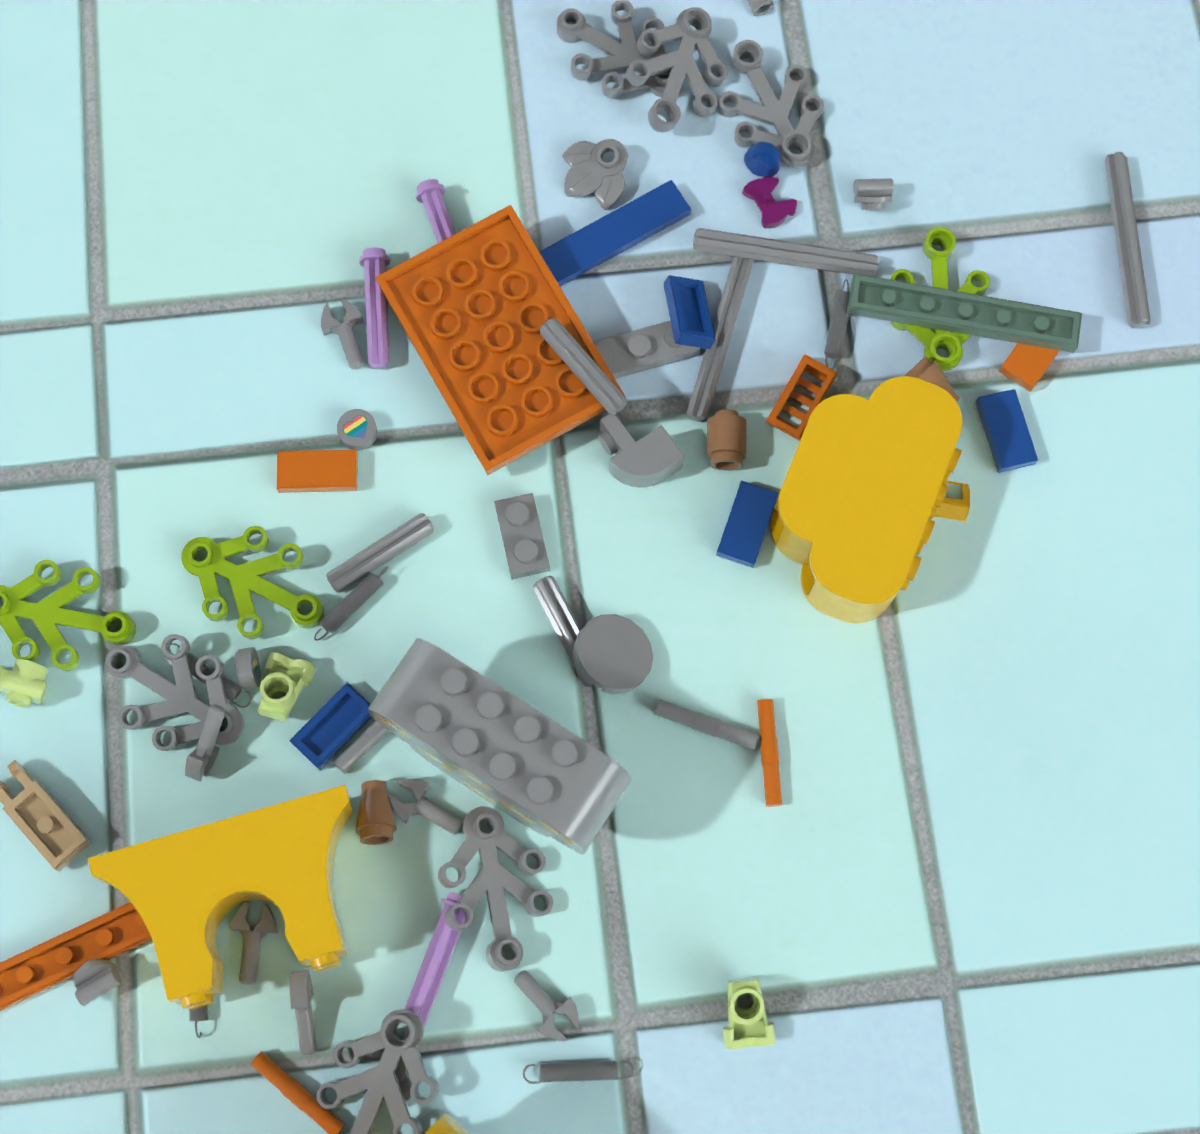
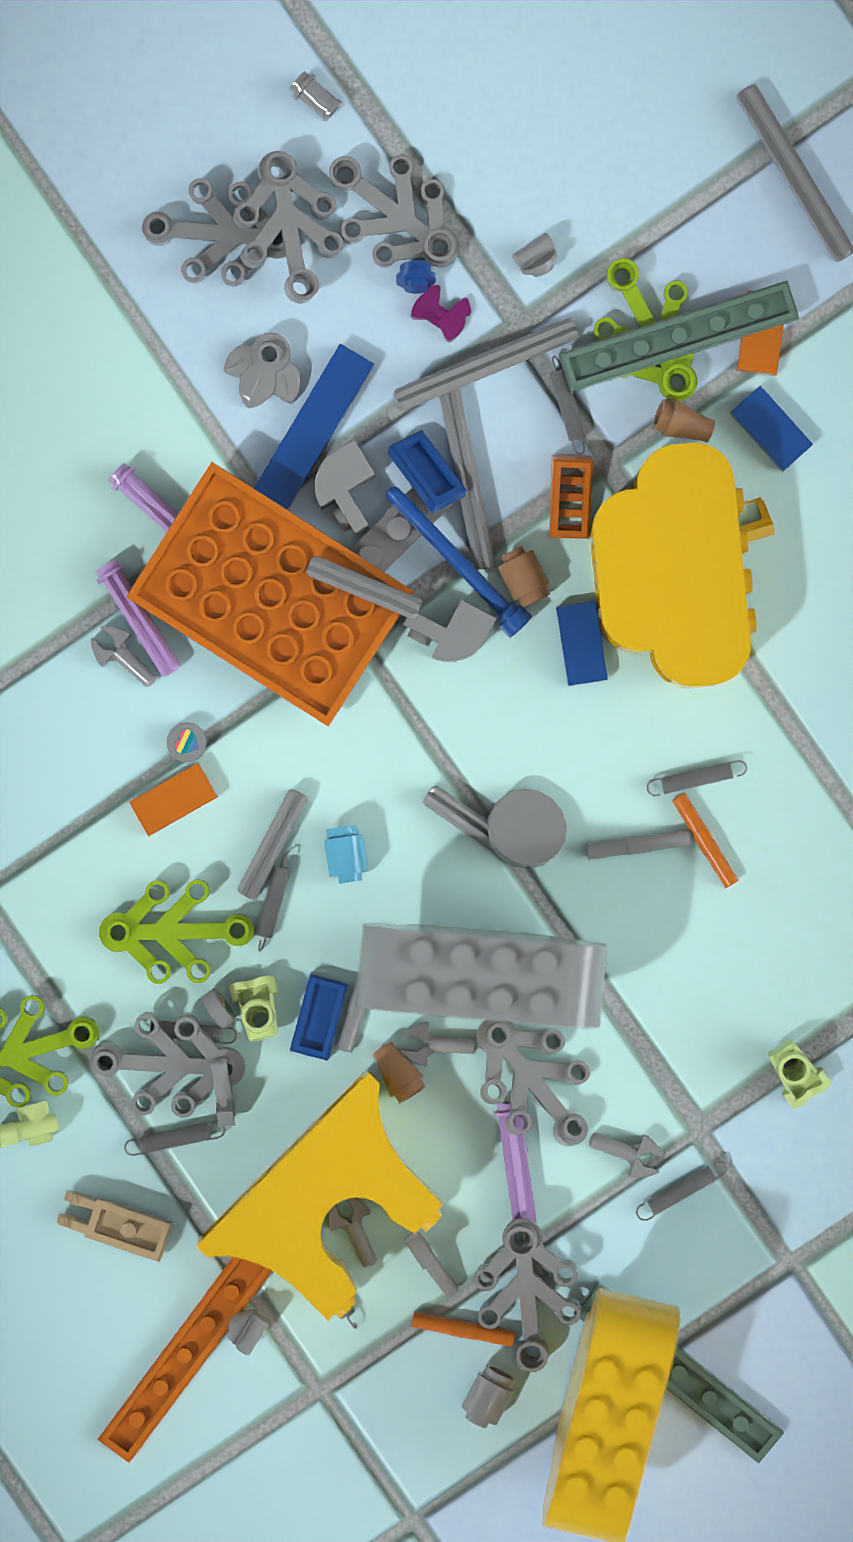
camera: 30 degrees left, 15 degrees up
(139, 765) = (174, 1138): none -> light grey piece
(439, 592) = (346, 853): none -> medium azure brick
(522, 536) = (388, 761): light grey plate -> none
(612, 281) = (337, 478): none -> light grey brick
(697, 467) = (511, 617): none -> blue piece
(790, 692) = (696, 777): none -> light grey piece

